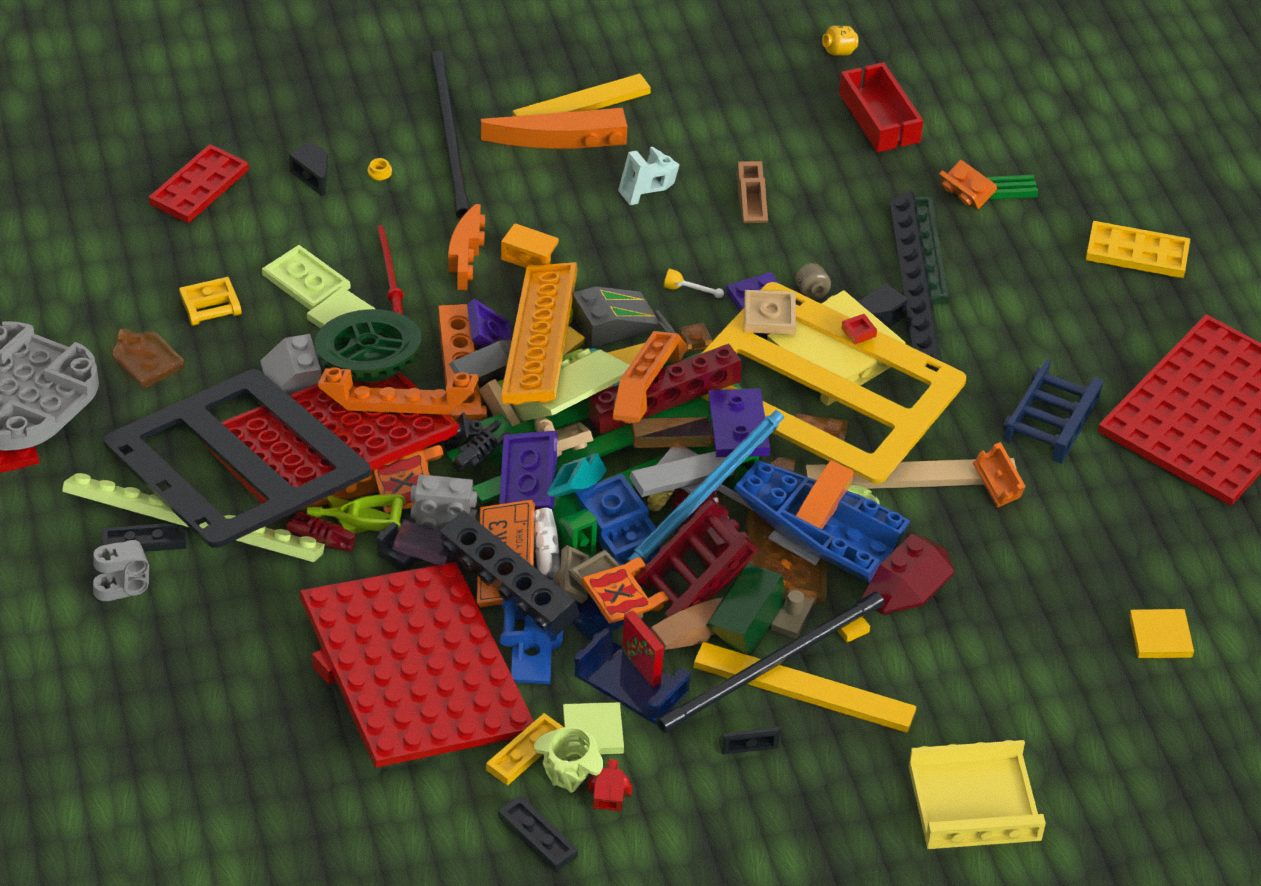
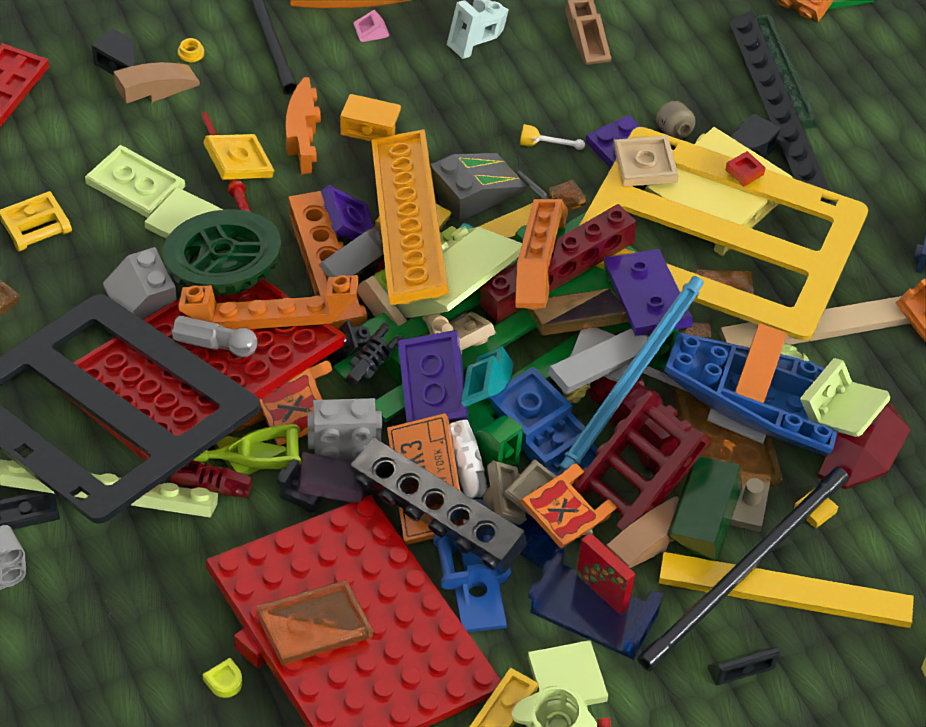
camera: 10 degrees left, 5 degrees up
(299, 690) = (224, 679): none -> neon yellow tile
(341, 192) = (154, 81): none -> medium nougat slope
(343, 412) = (211, 335): none -> light grey piece
(381, 650) = (314, 622): none -> clear orange tile
(402, 267) = (238, 156): none -> yellow tile
(551, 167) = (371, 27): none -> bright pink slope
(888, 535) = (842, 403): none -> yellowish green bracket

